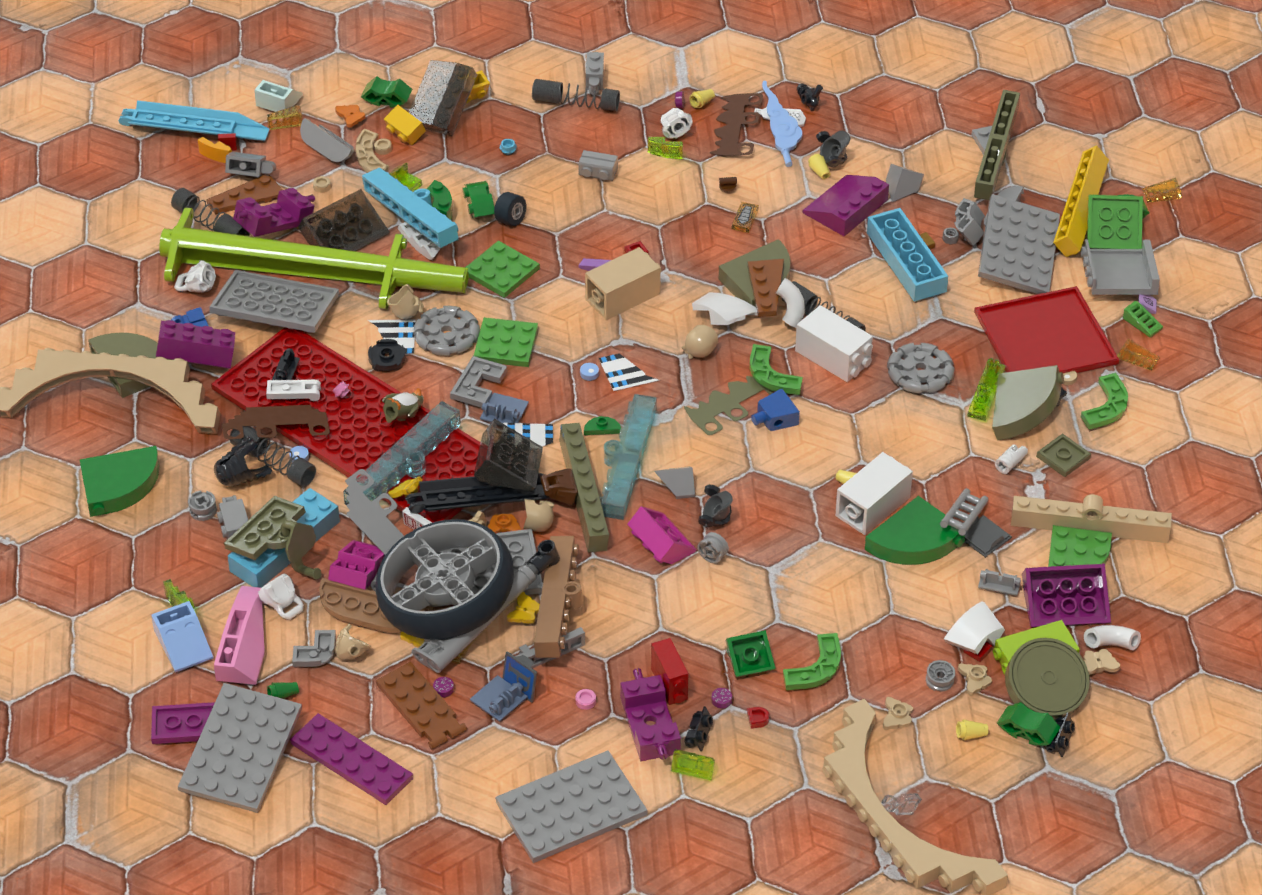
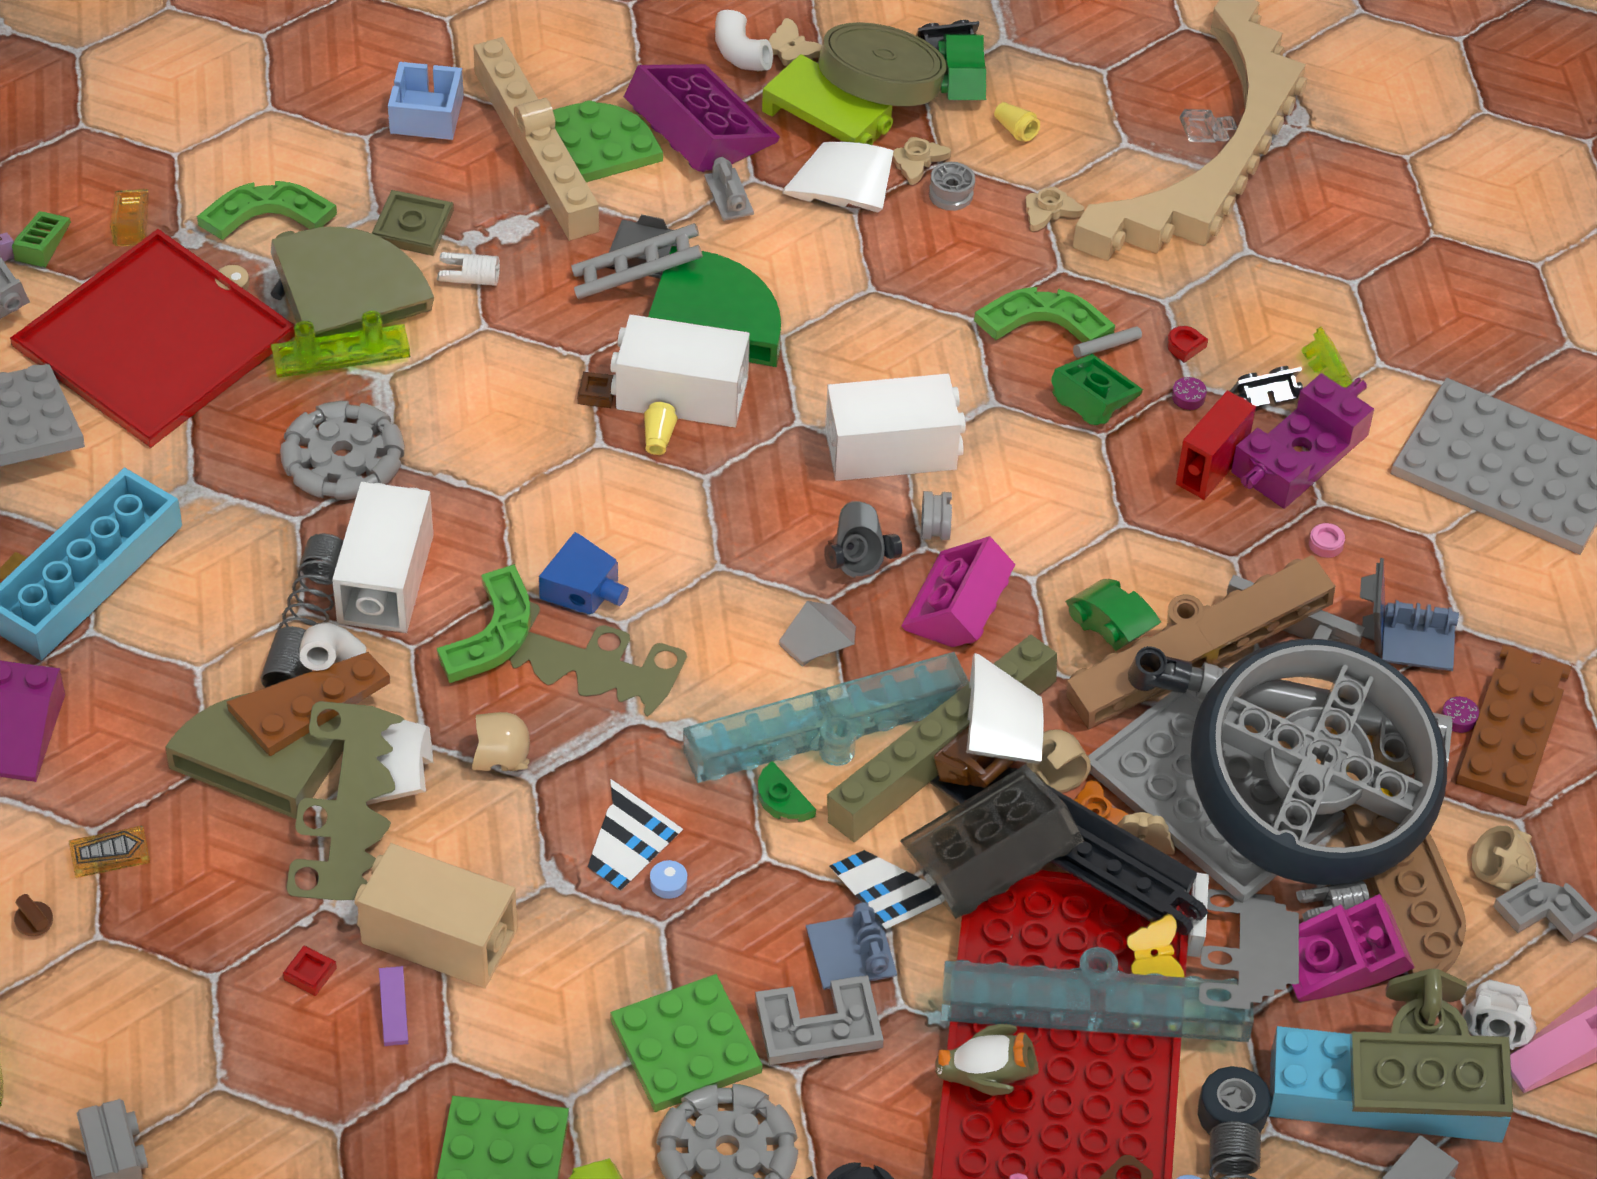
camera: 125 degrees left, 5 degrees up
(324, 482) = (1233, 1096): none -> black wheel
(566, 491) = (1003, 715): none -> white slope
(601, 577) = (1112, 613): none -> green brick
(708, 287) = (349, 819): none -> olive piece
(777, 553) = (893, 426): none -> white brick
(779, 679) = (1107, 342): none -> light grey piece
(1137, 484) = (421, 112): none -> light blue piece

